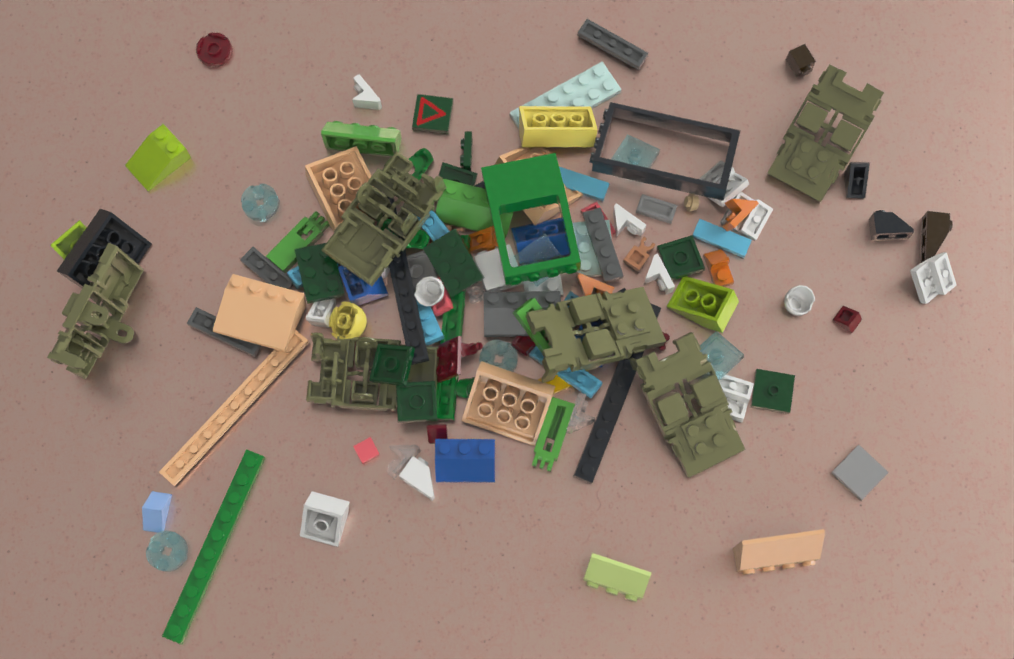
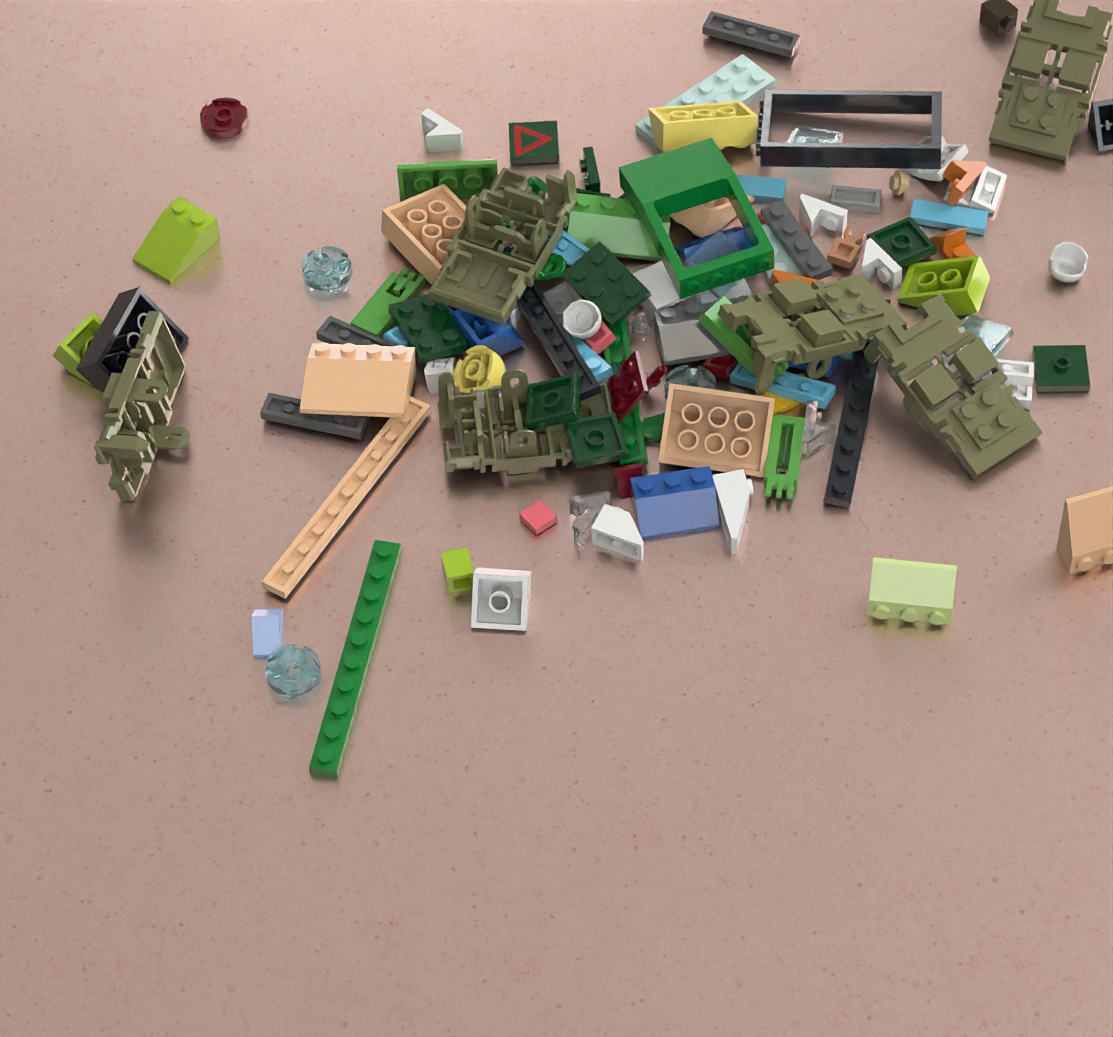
camera: 10 degrees left, 20 degrees down
(298, 487) = (457, 570): none -> lime brick
(482, 240) = (640, 256): orange slope -> none
(507, 466) = (733, 500): none -> white slope

